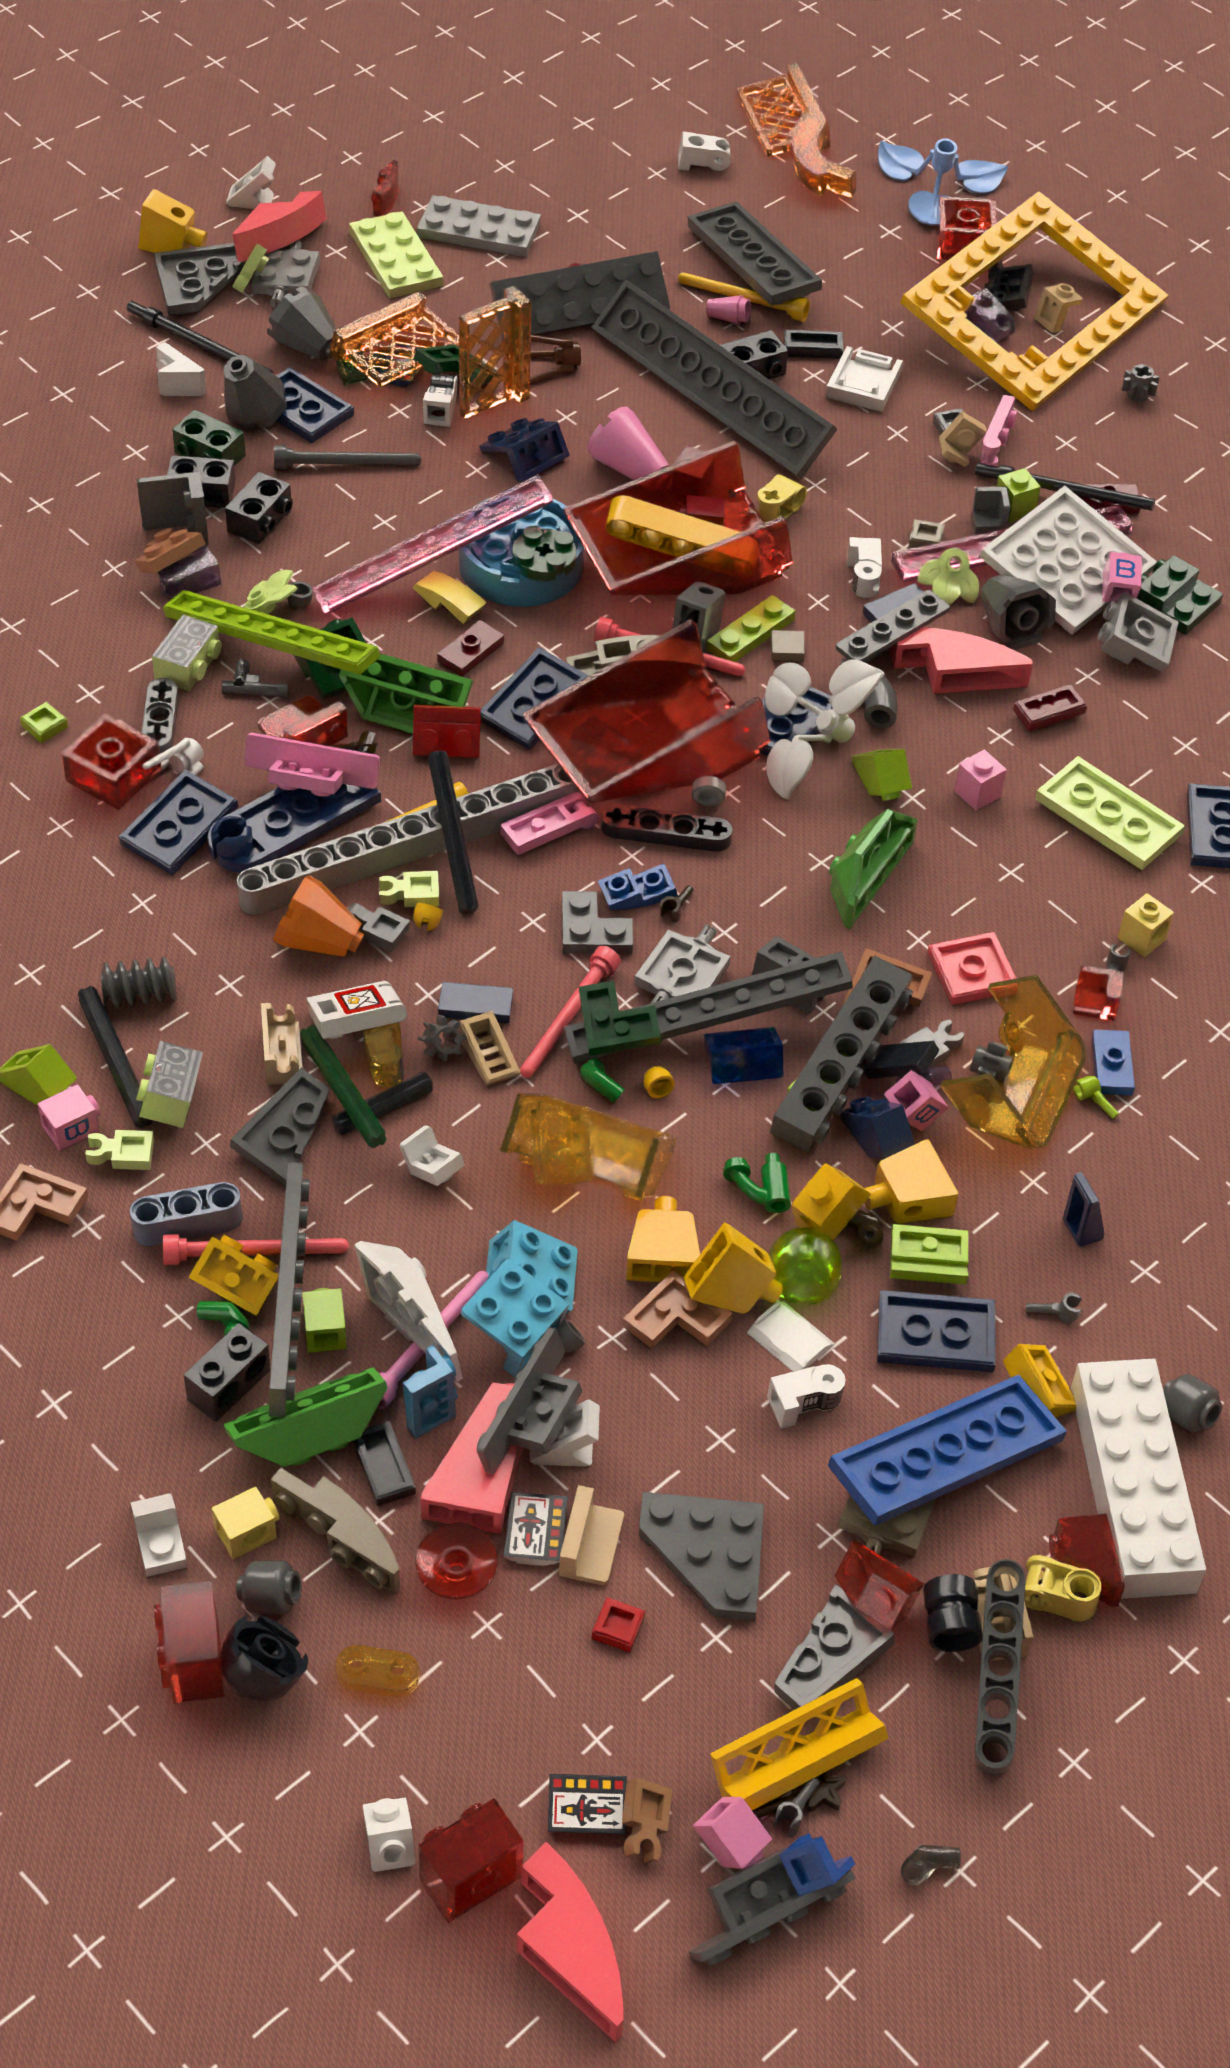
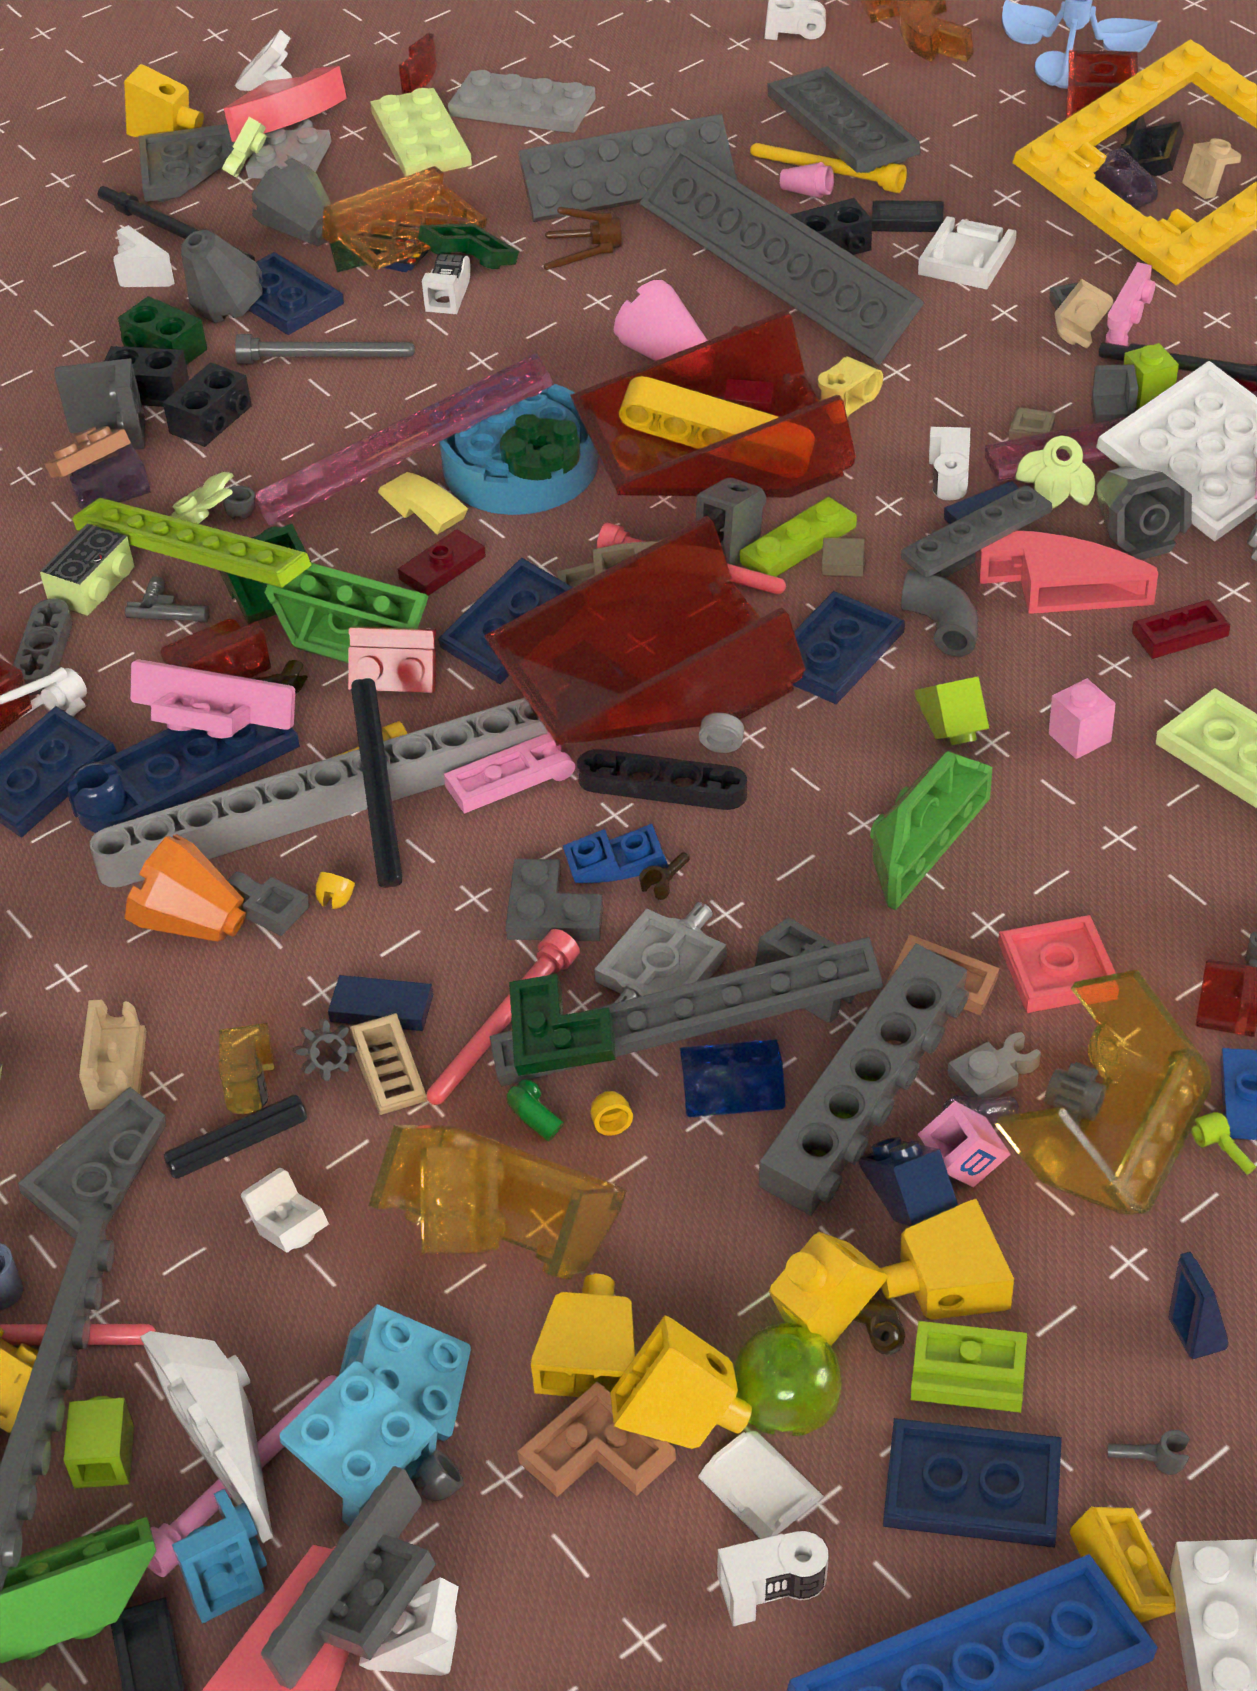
camera: 10 degrees right, 5 degrees down
(343, 1087) = (182, 1115): dark green axle -> none
(356, 1009) = (216, 1010): white container -> none
(413, 889) = (323, 853): yellowish green plate -> none
(514, 350) = (533, 212): clear orange fence -> none
(529, 445) = (547, 329): dark blue bracket -> none
(775, 1183) = (756, 1255): green plant -> none
(850, 687) = (905, 598): white plant -> none
(901, 1058) = (943, 1084): black tile -> none

